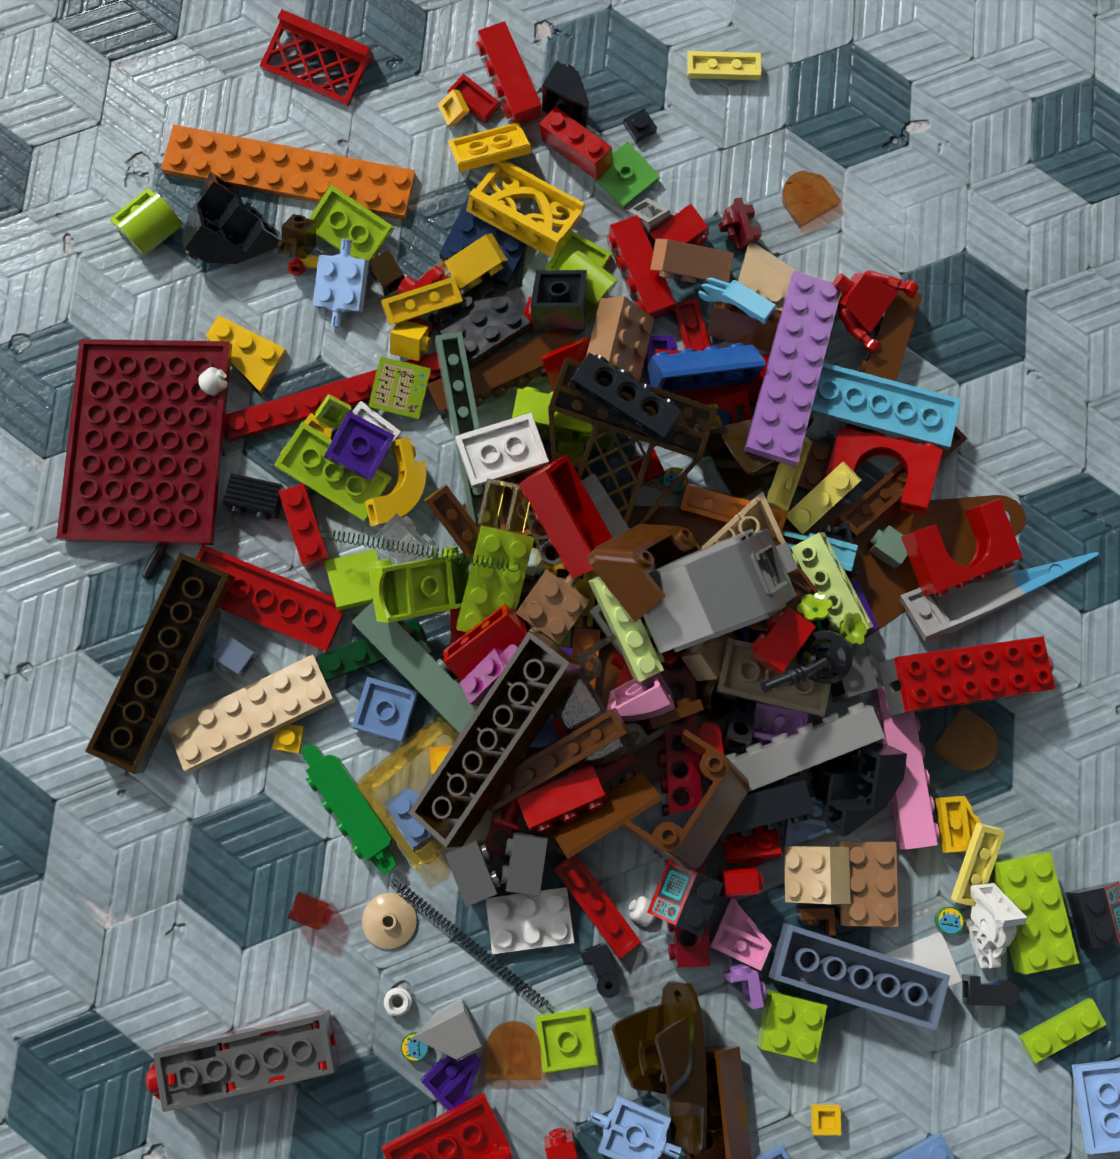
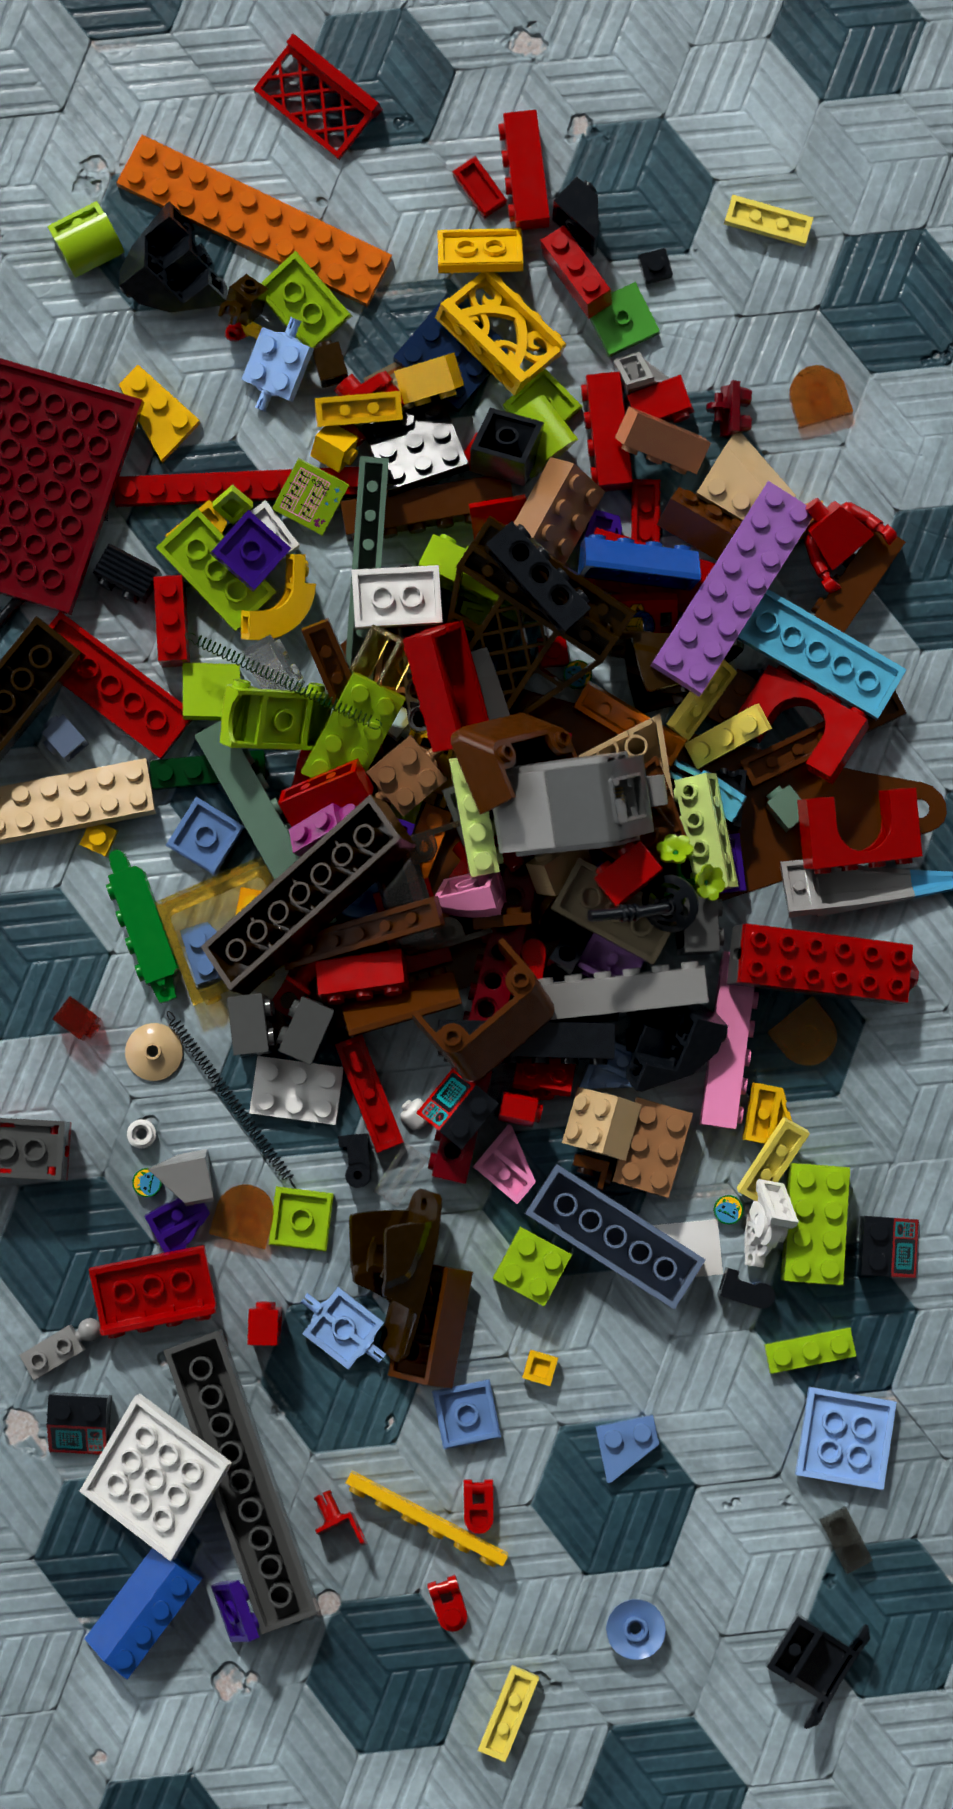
camera: 20 degrees right, 5 degrees up
(212, 381) = (114, 439): white piece -> none
(453, 107) = (453, 194): yellow plate -> none
(740, 296) = (701, 495): medium azure arm -> none
(753, 990) = (503, 1218): medium lavender bracket -> none

